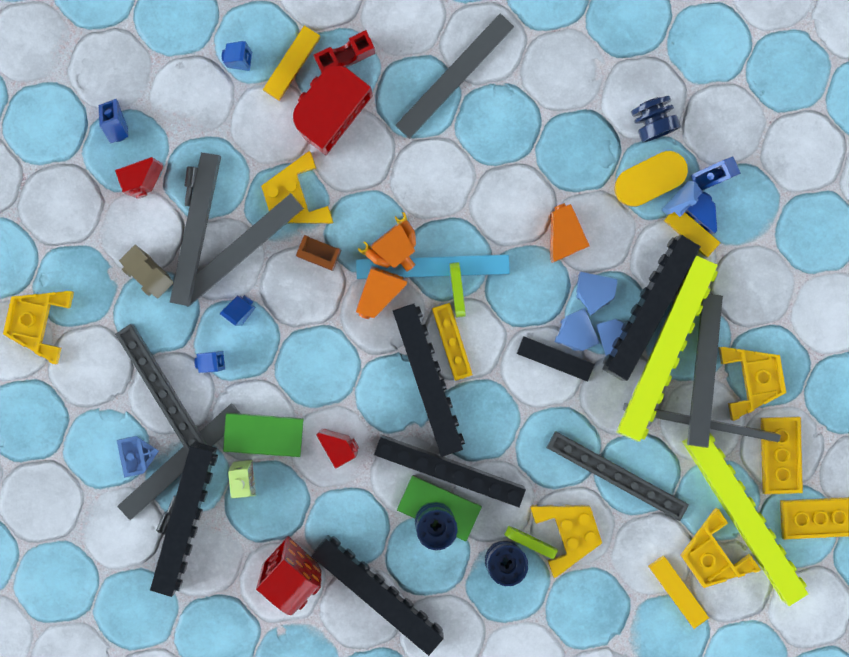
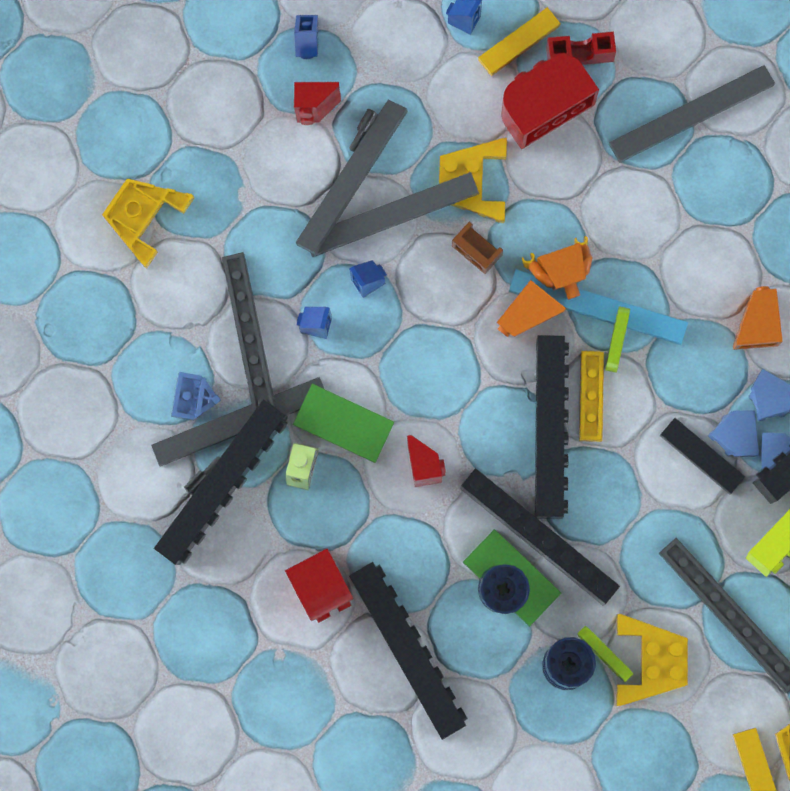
camera: 30 degrees right, 10 degrees down
(146, 272) = (284, 205): dark tan brick -> none

